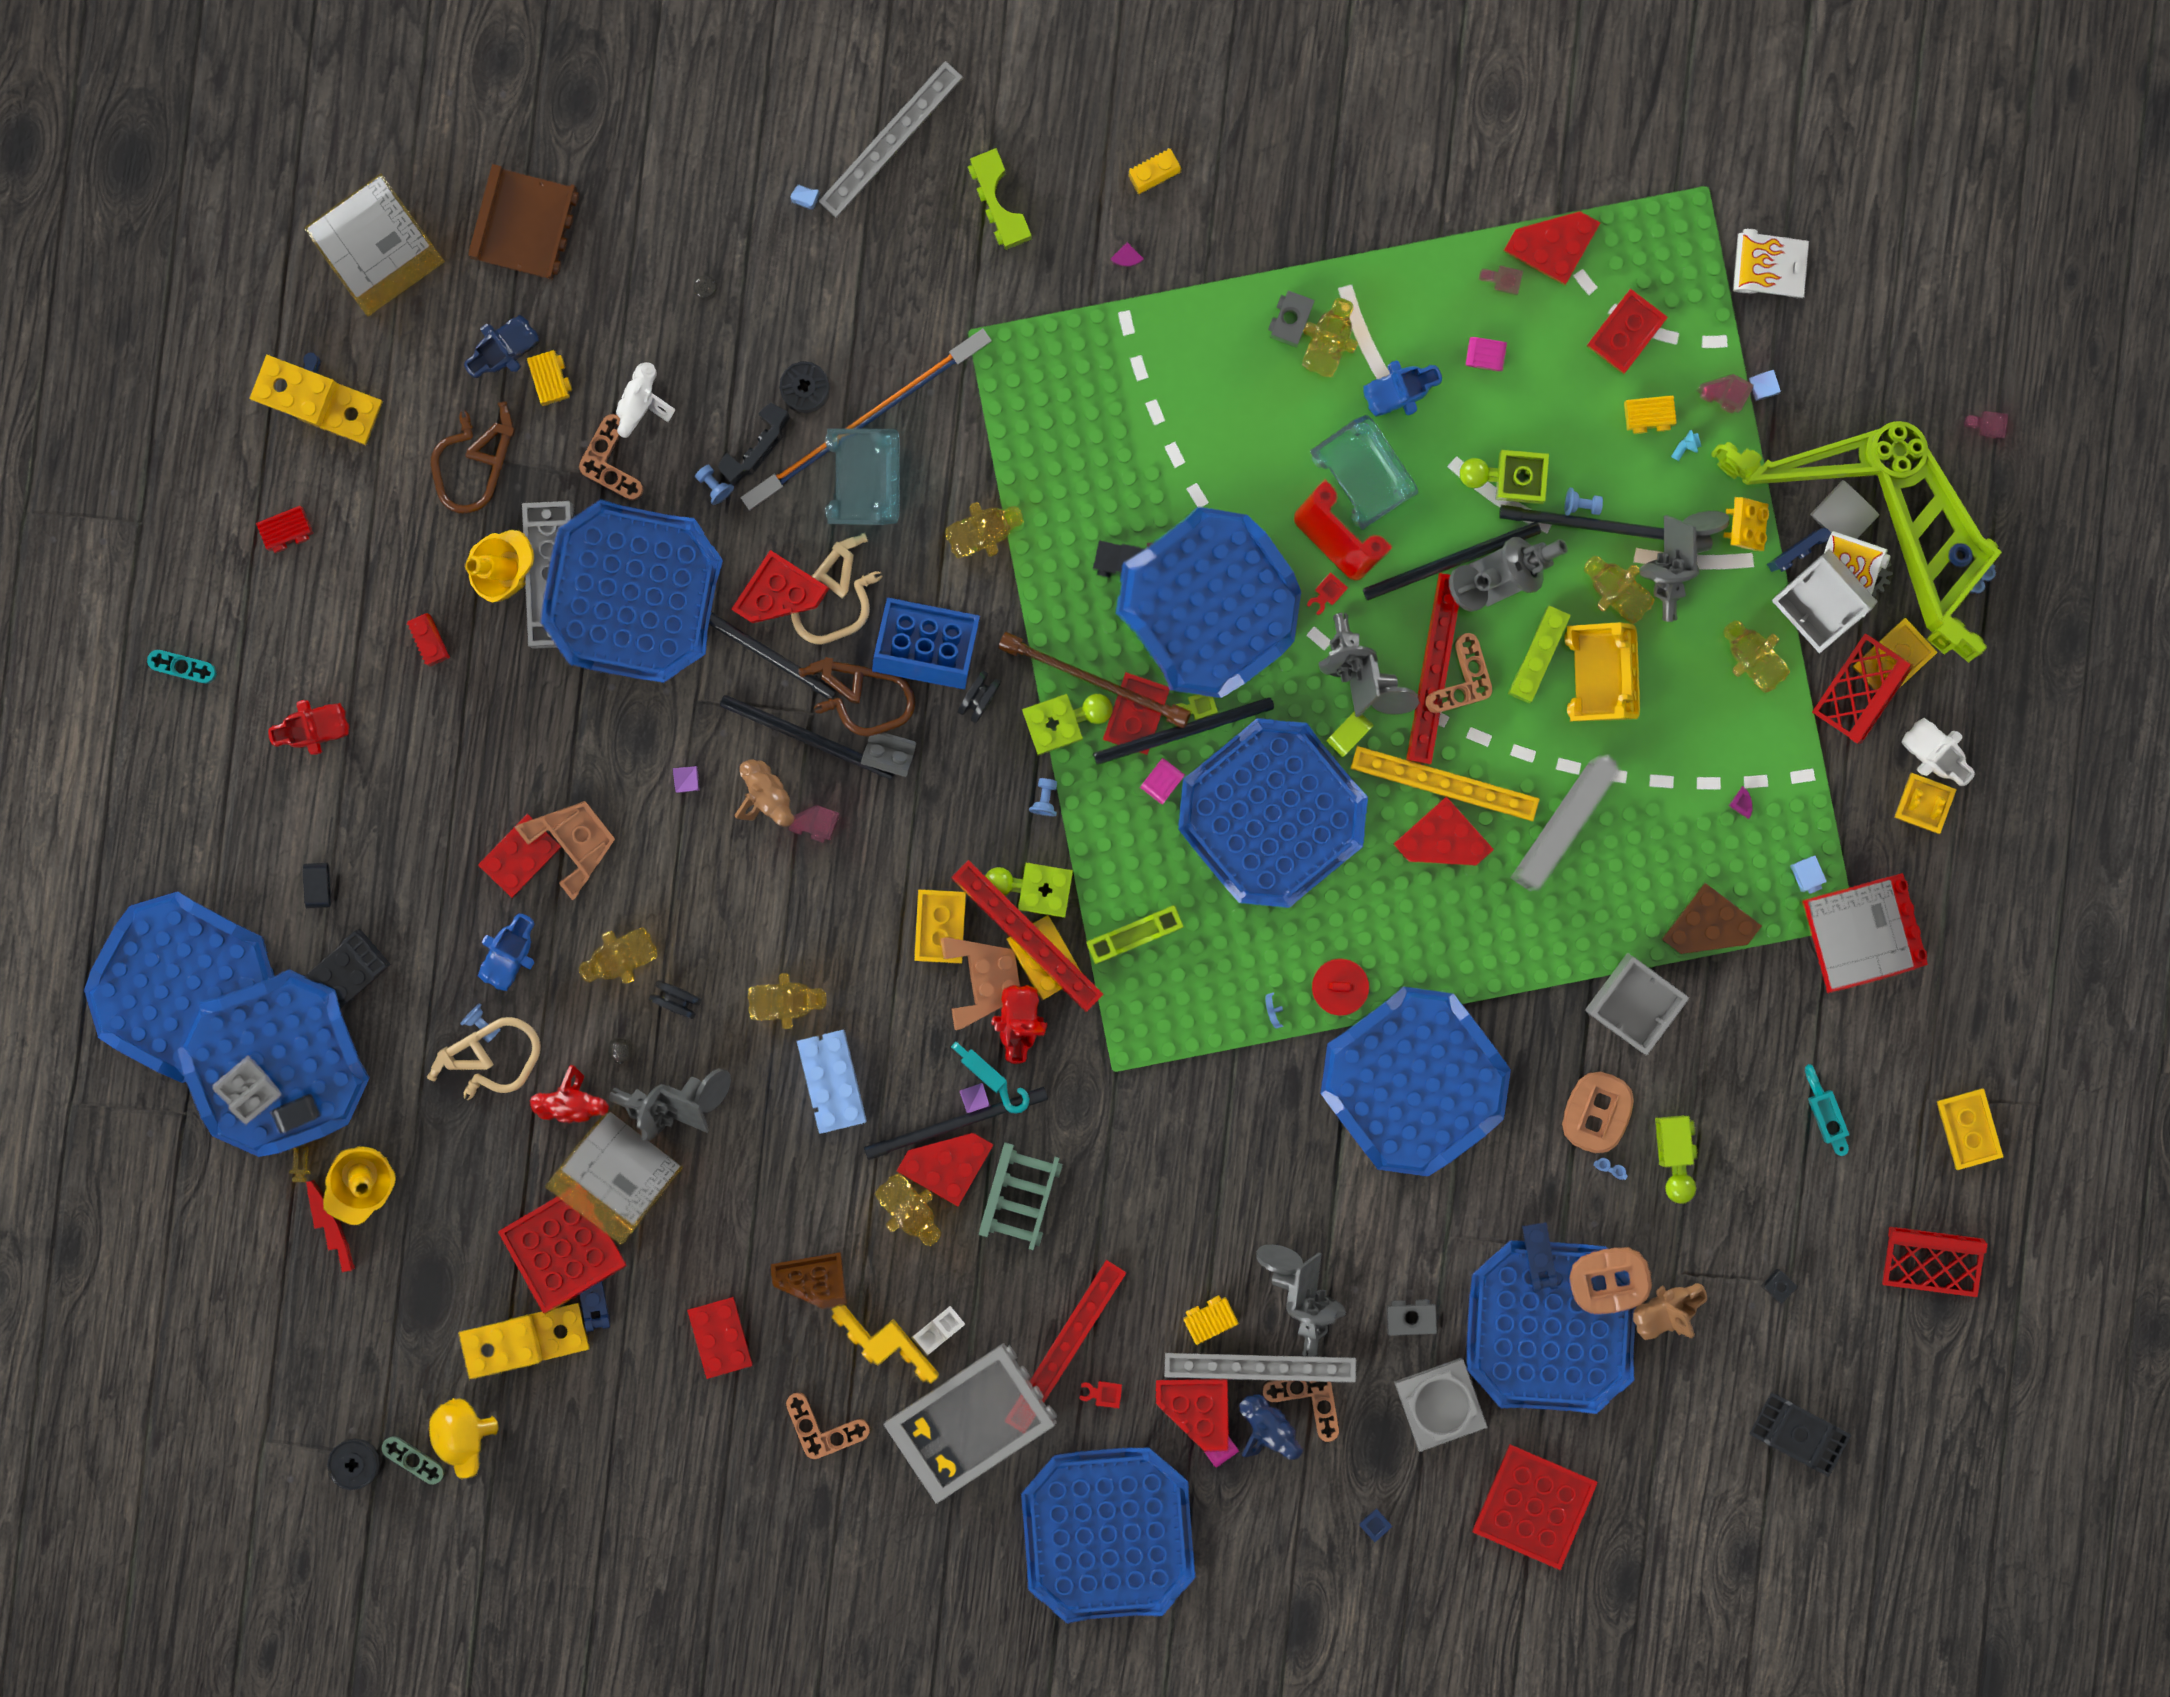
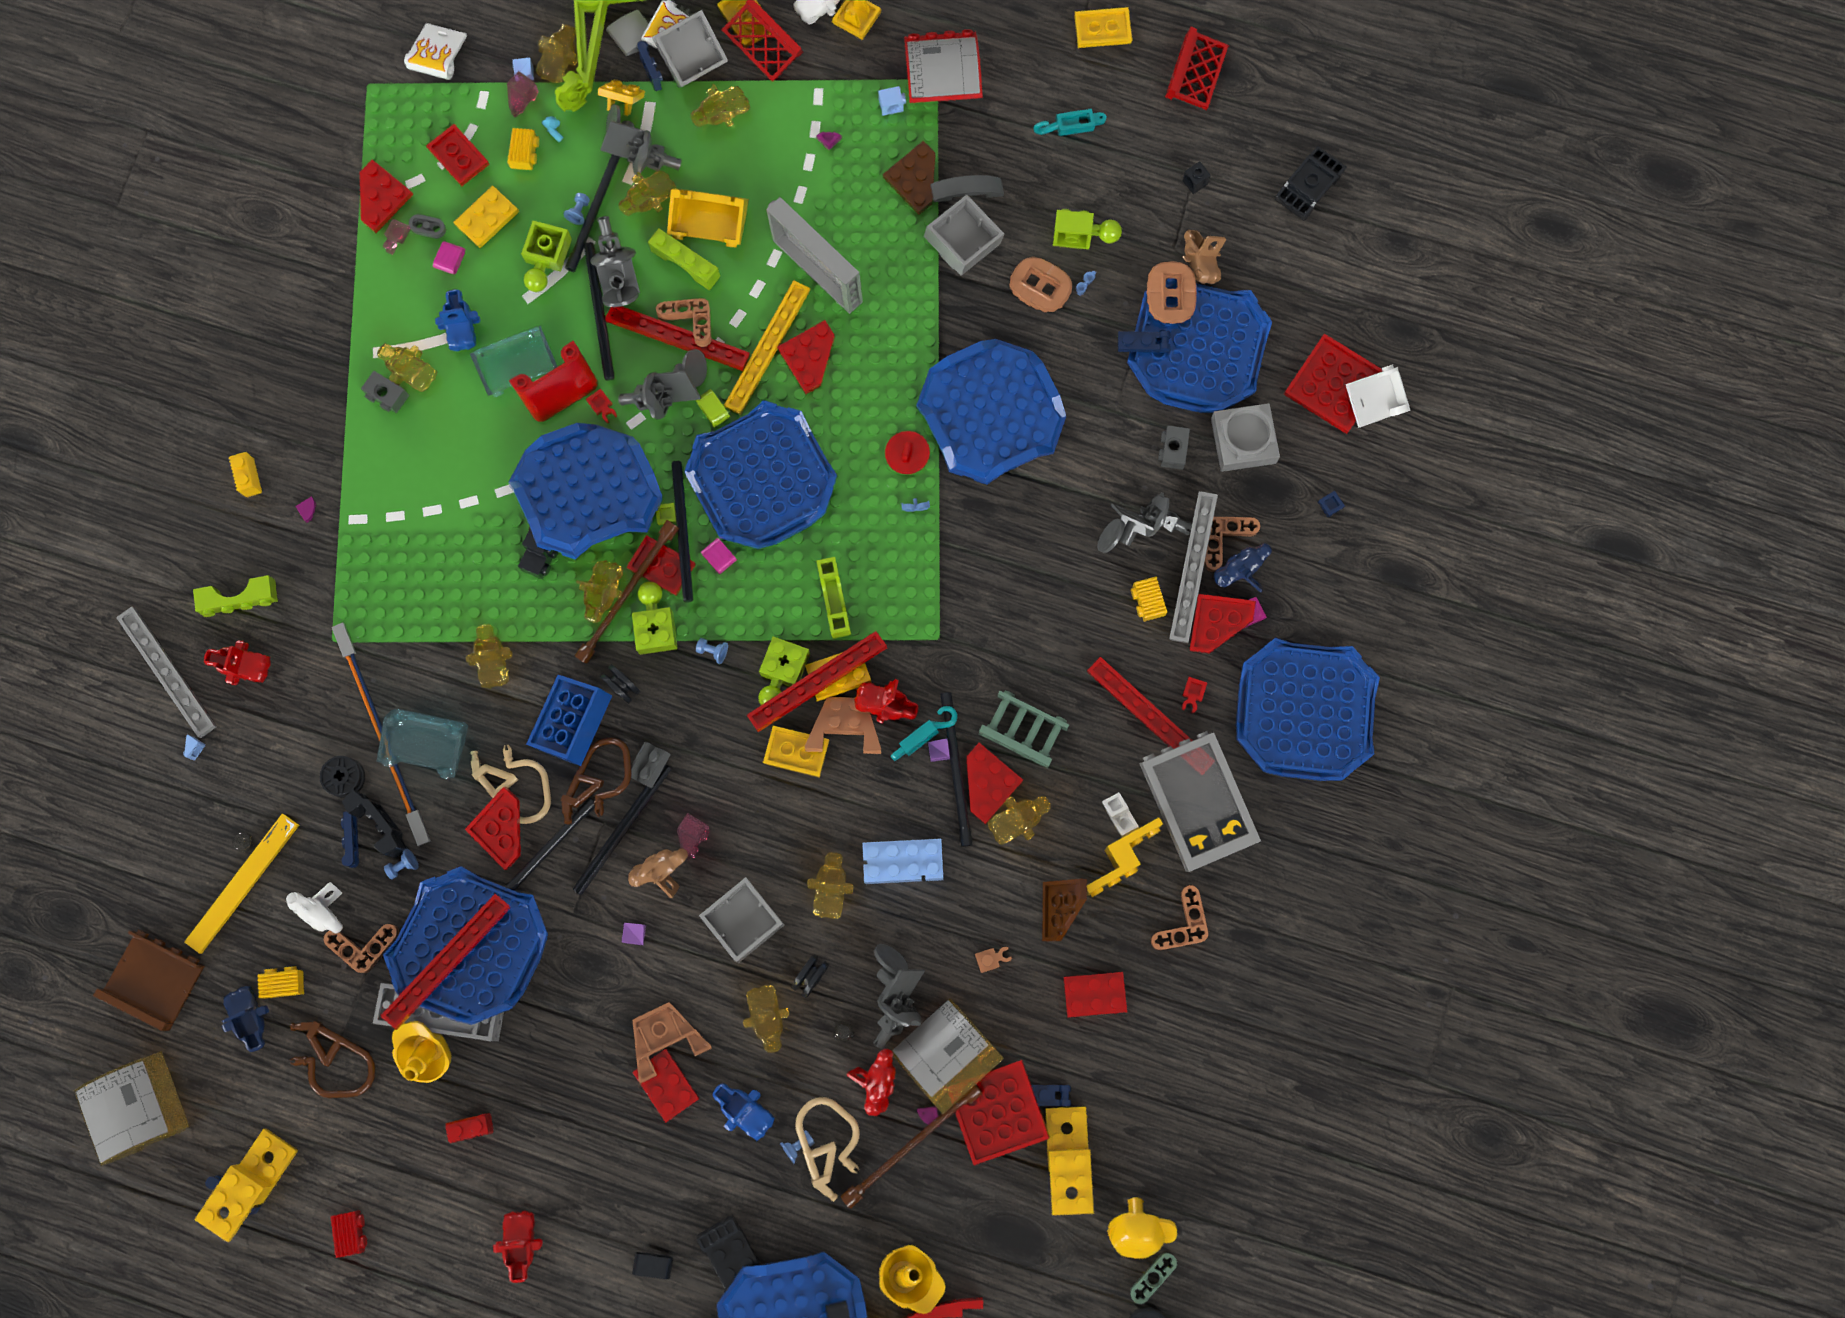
camera: 75 degrees left, 10 degrees down
(439, 1100) = (854, 1194): none -> reddish brown hose
(544, 1169) = (928, 1114): none -> magenta tile
(607, 574) = (445, 962): none -> red plate
(656, 299) = (241, 883): none -> yellow tile
(724, 906) = (741, 920): none -> light grey container
(730, 416) = (350, 840): none -> dark blue plate
(736, 1205) = (989, 959): none -> nougat plate
(917, 226) = (238, 663): none -> red piece
(1091, 648) = (601, 589): none -> clear yellow piece
(1522, 317) = (428, 227): none -> dark grey plate
(1525, 1563) = (1378, 396): none -> white door
(1551, 387) = (486, 217): none -> yellow plate
(1707, 994) = (967, 185): none -> dark grey slope
(1793, 425) = (557, 54): none -> clear yellow piece

